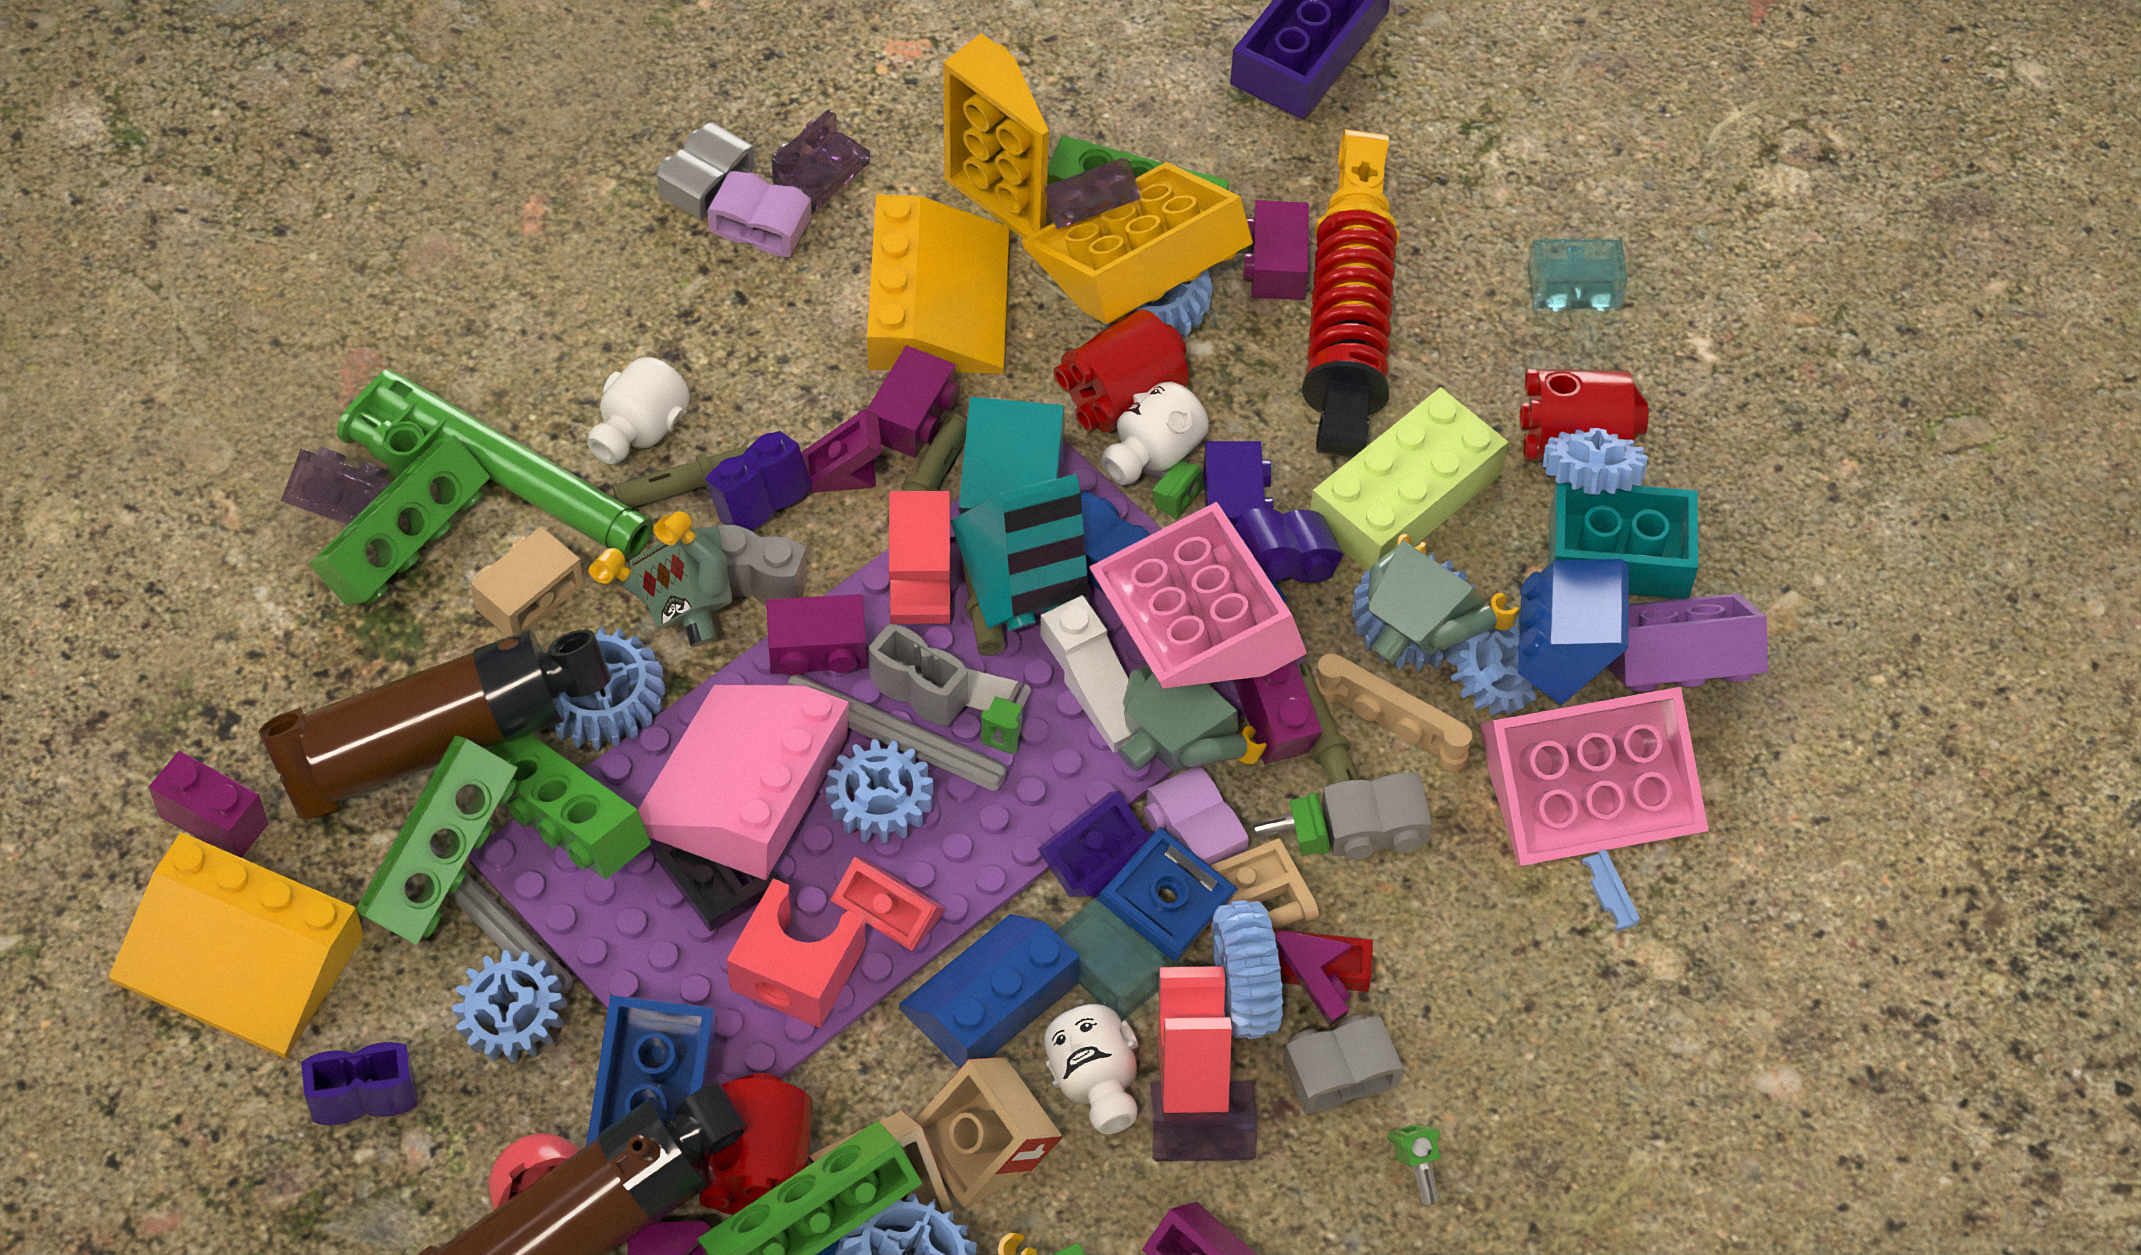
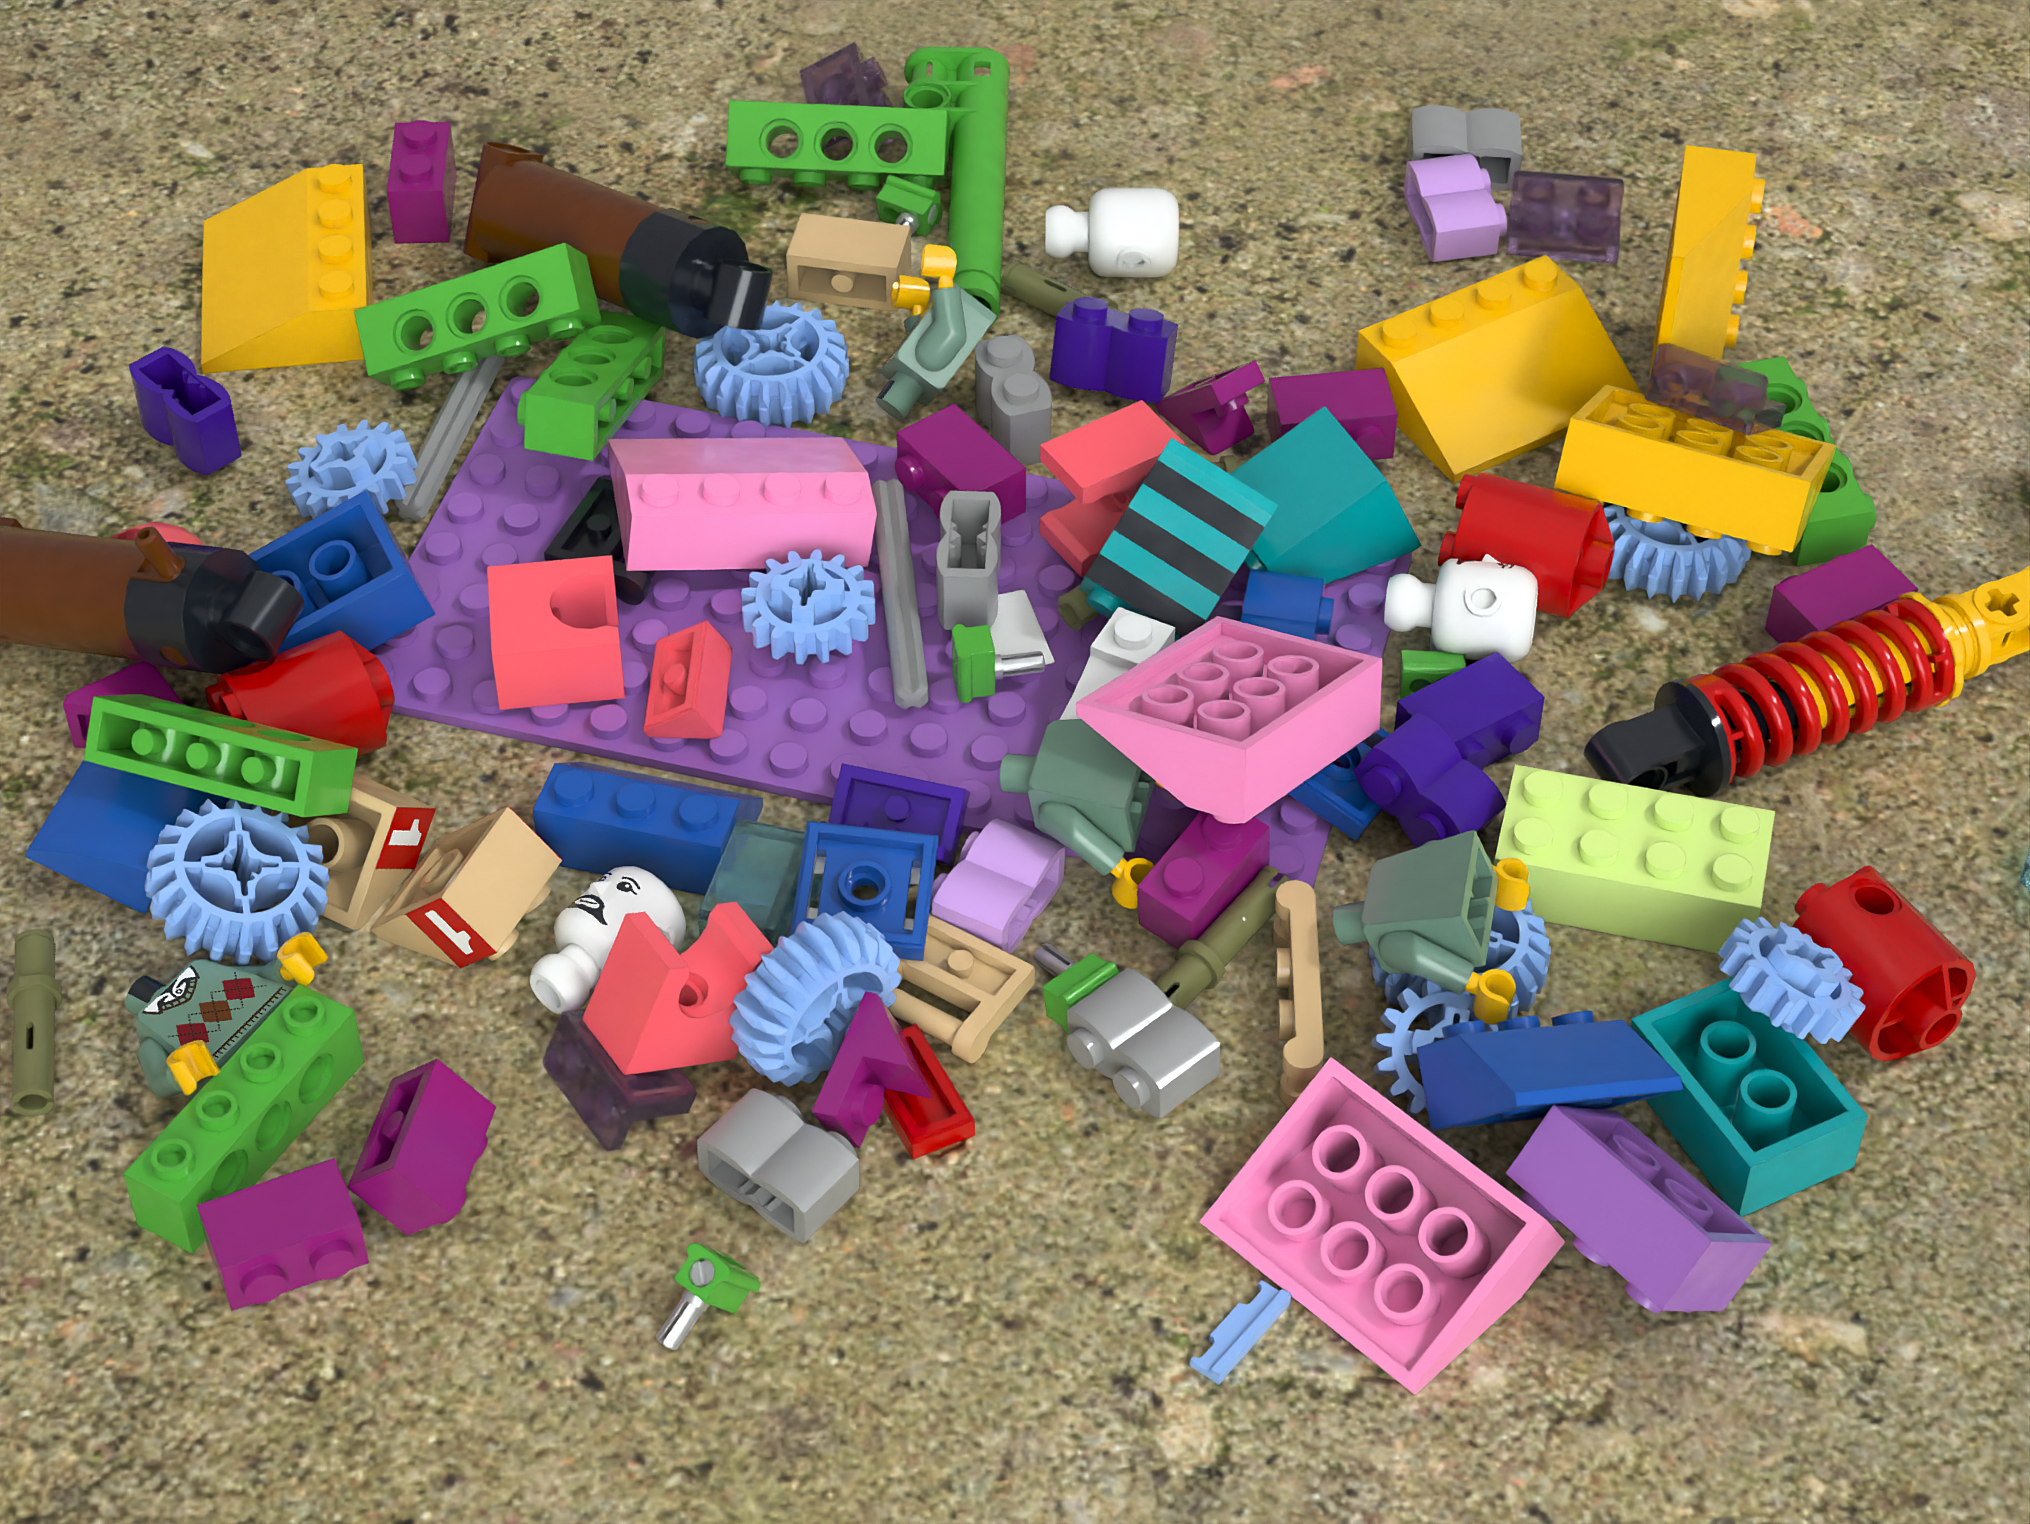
camera: 60 degrees right, 10 degrees down
(492, 516) = (909, 205): none -> bright green piece

